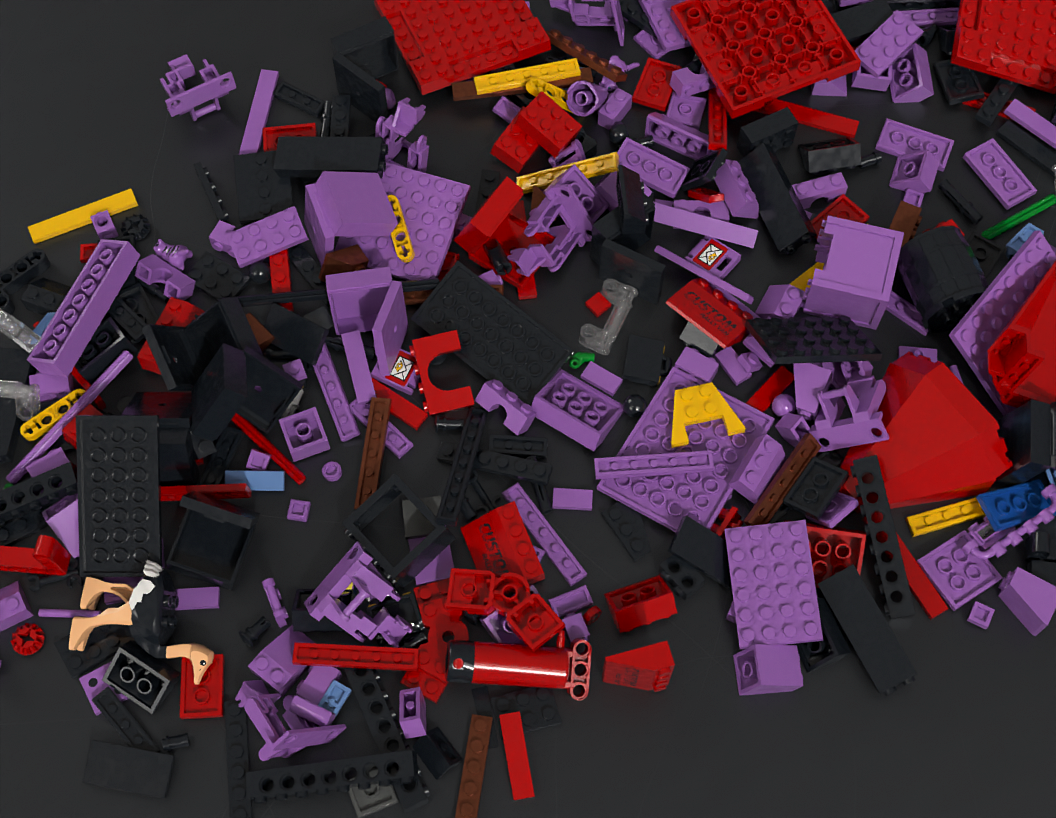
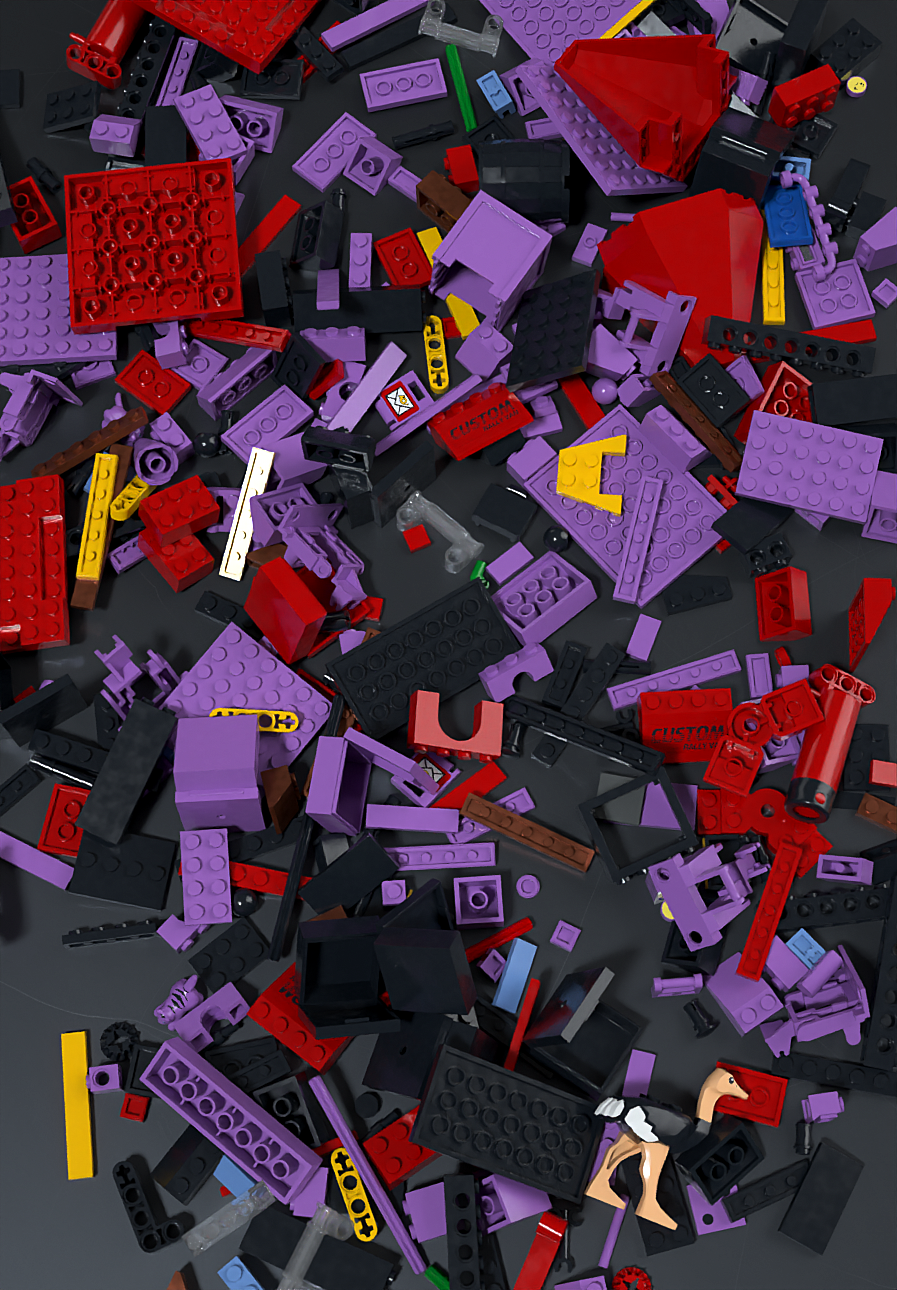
camera: 70 degrees left, 5 degrees up
(201, 746) = (822, 1107): none -> medium lavender window
(765, 271) = (436, 354): none -> yellow beam
(776, 163) = (328, 289): none -> medium lavender tile
(792, 273) = (449, 328): none -> red tile

